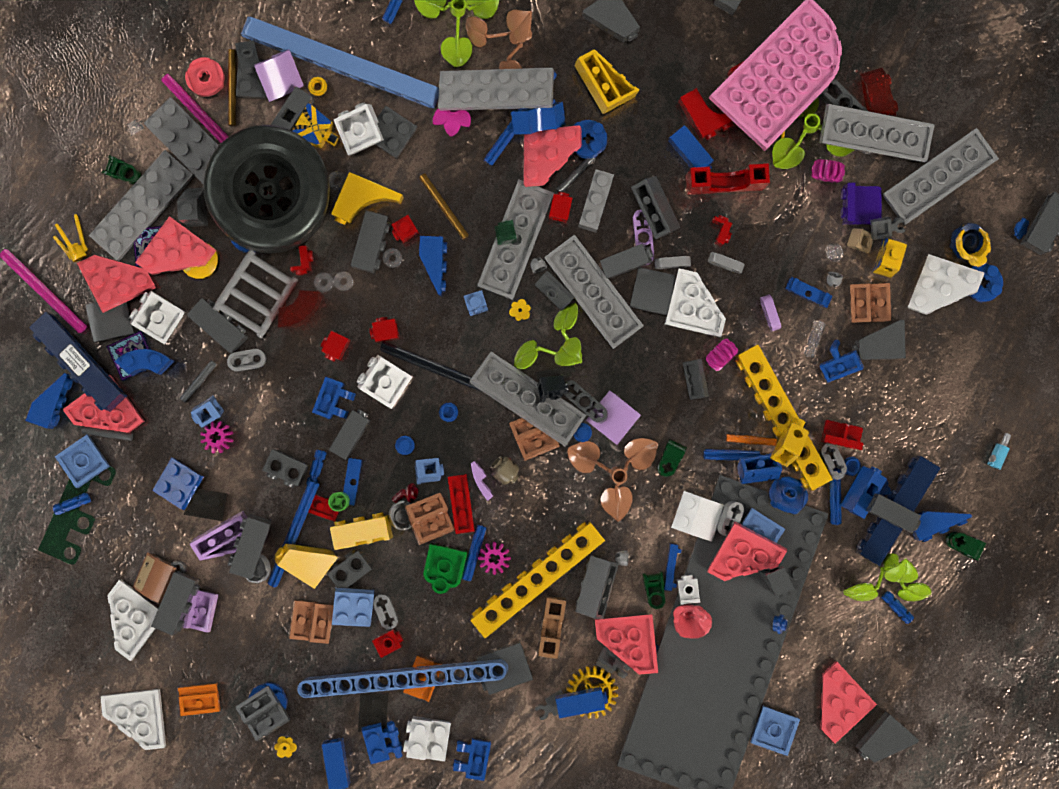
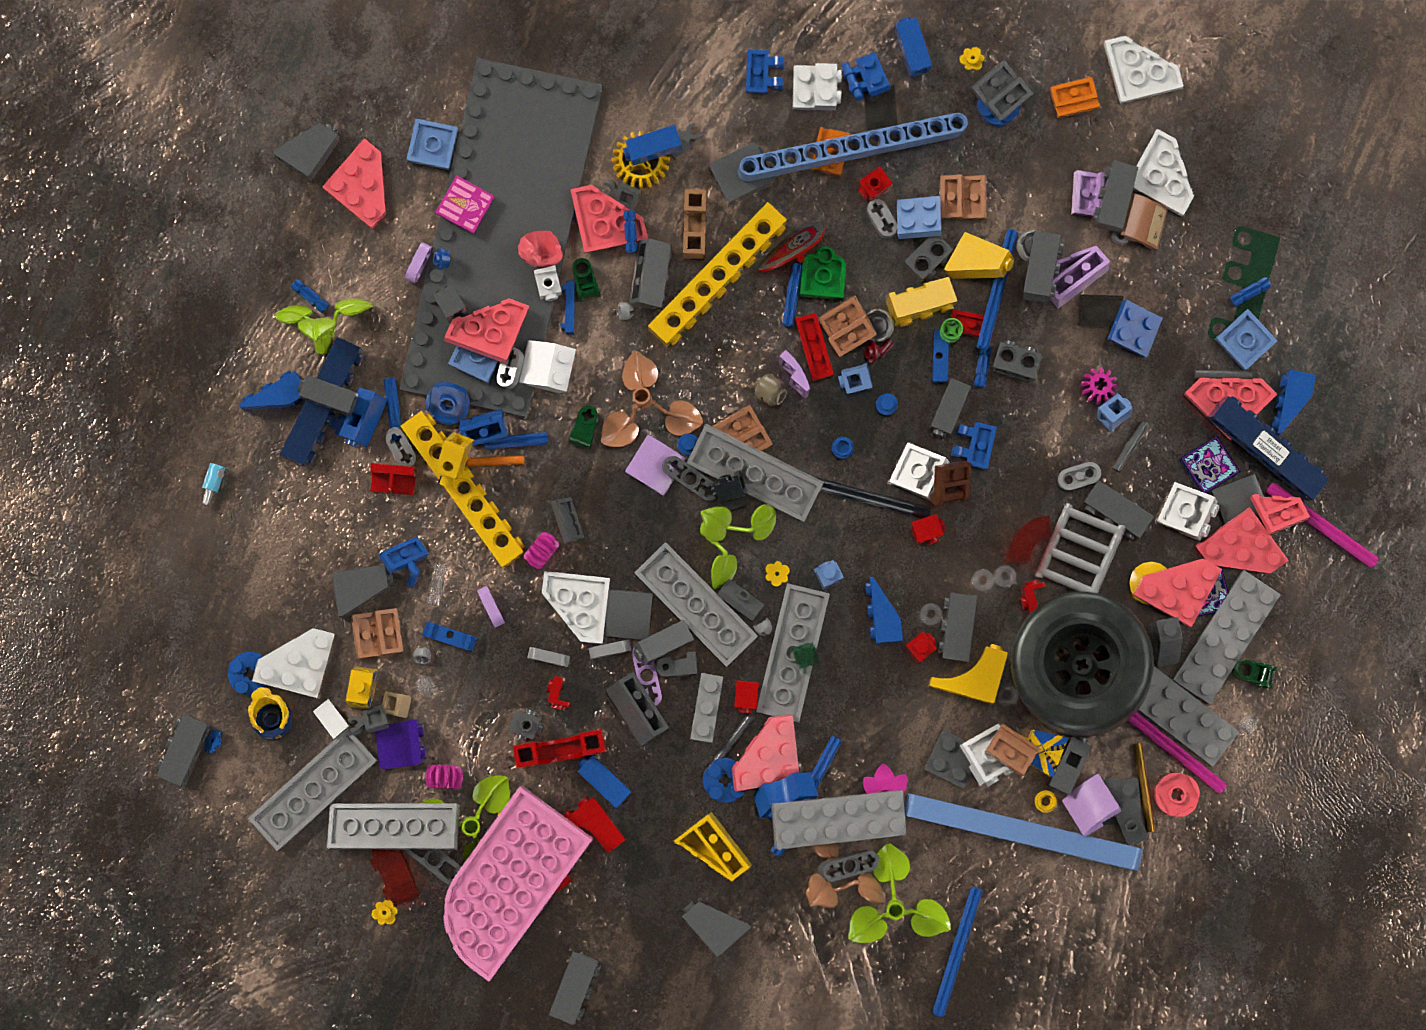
camera: 175 degrees right, 5 degrees down
(74, 251) = (1292, 574): yellow plant -> none
(77, 304) = (1279, 512): none -> coral wing
(142, 360) = (1192, 459): blue brick -> none
(334, 346) = (982, 504): red brick -> none
(339, 128) = (1012, 750): none -> nougat plate
(360, 372) = (948, 476): none -> copper plate
(443, 205) = (880, 681): pearl gold bar -> none
(466, 596) = (793, 246): none -> shield
(484, 49) = (839, 862): none -> dark grey beam
(491, 564) = (770, 284): dark pink gear -> none
(609, 629) = (630, 231): none -> blue axle
(614, 239) = (679, 667): none -> dark grey leg
(753, 671) = (465, 204): none -> tile
(758, 203) = (520, 719): none -> dark grey brick
(799, 624) = (418, 262): none -> lavender beam
(853, 466) = (378, 446): blue plate -> none
(895, 66) = (386, 906): none -> yellow plant
(918, 234) = (330, 718): none -> white sticker
(967, 545) = (238, 373): dark green piece -> none

